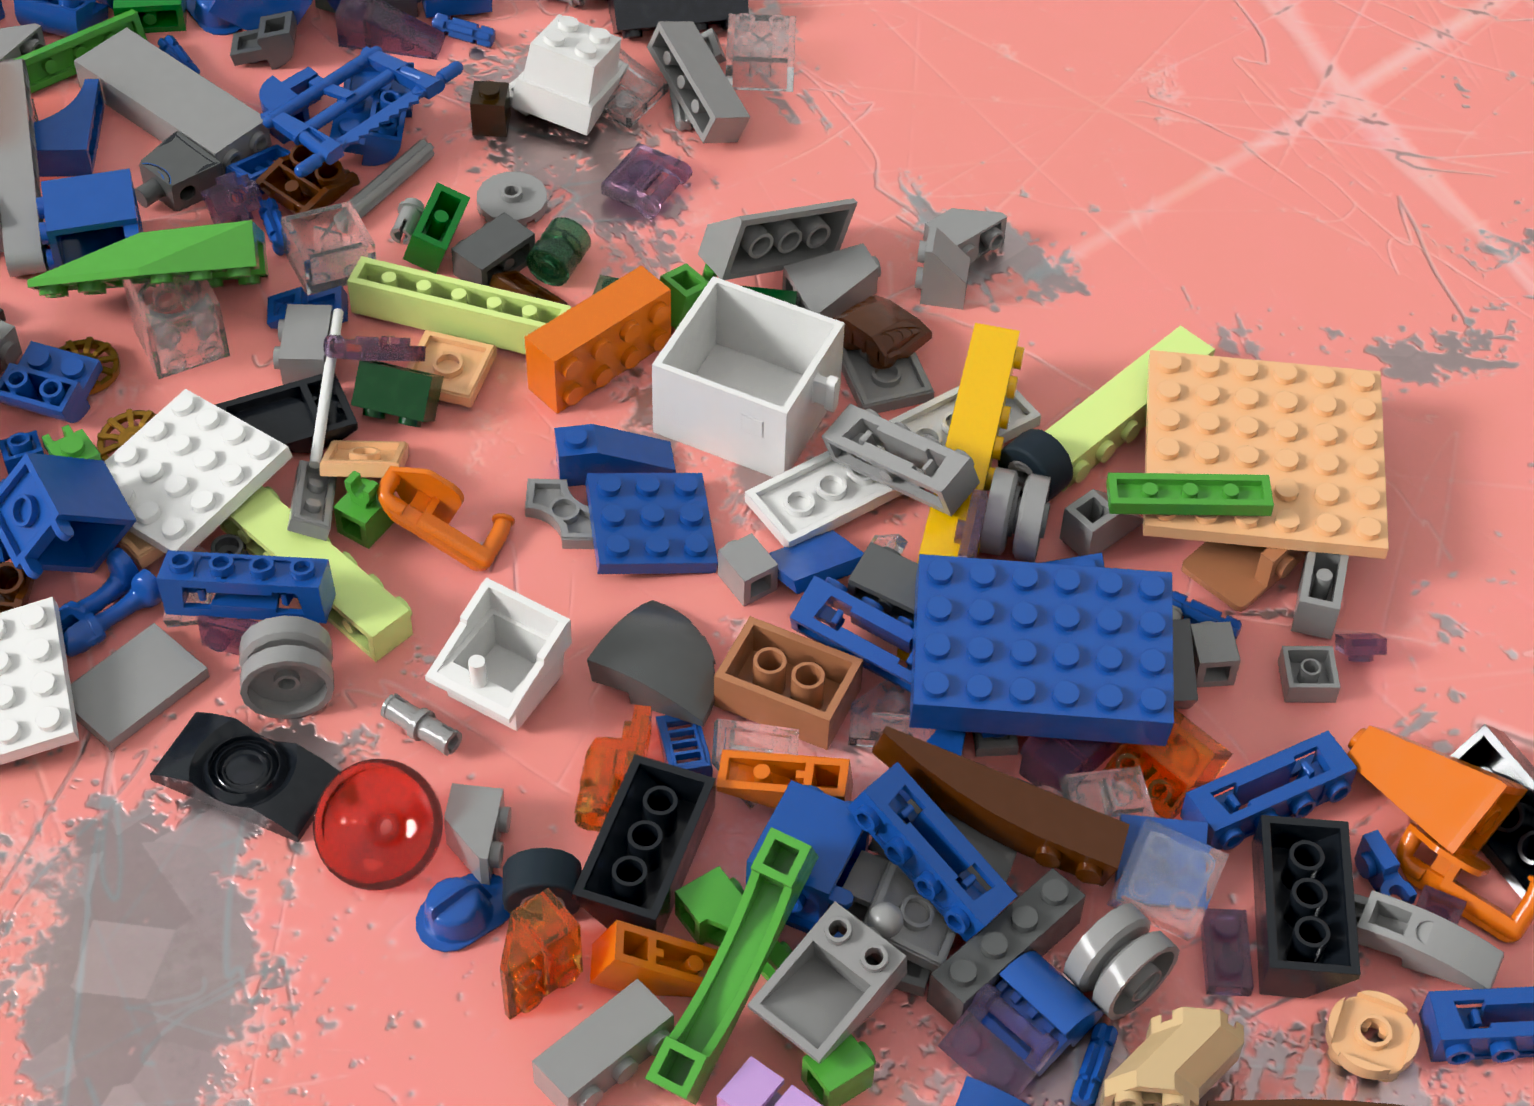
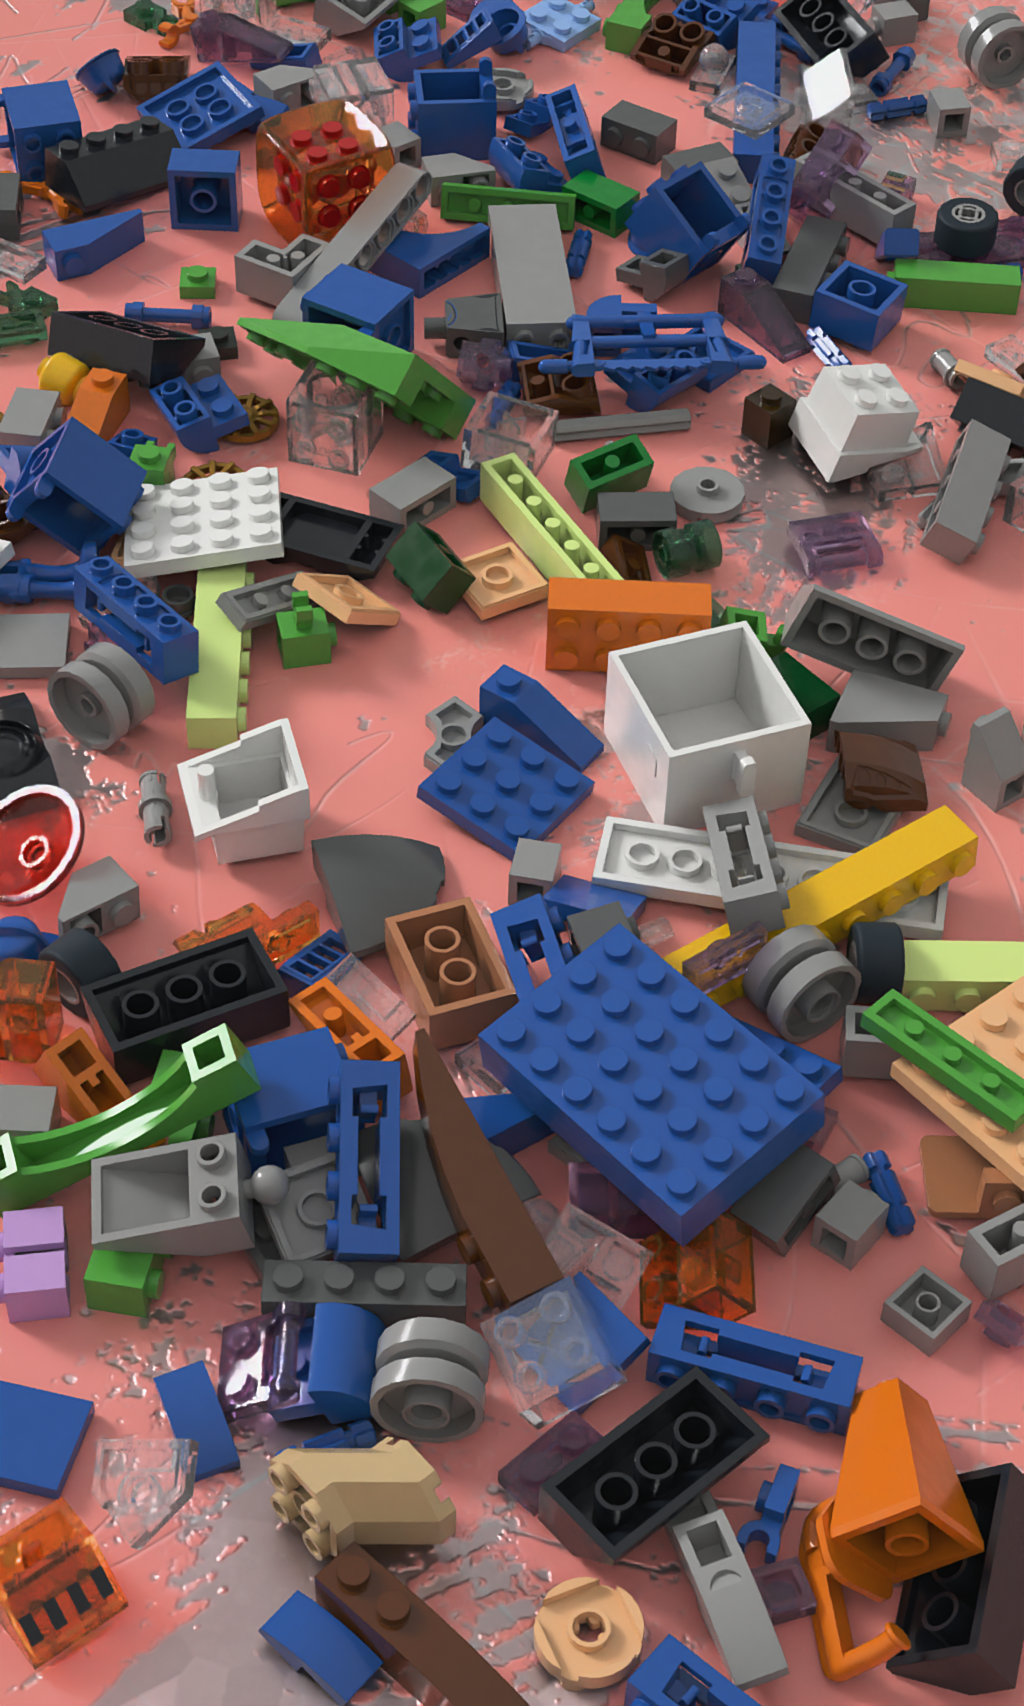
camera: 45 degrees right, 5 degrees down
(325, 395) = (384, 529): white axle -> none
(373, 349) = (443, 525): clear purple plate -> none
(428, 507) = (326, 660): orange piece -> none

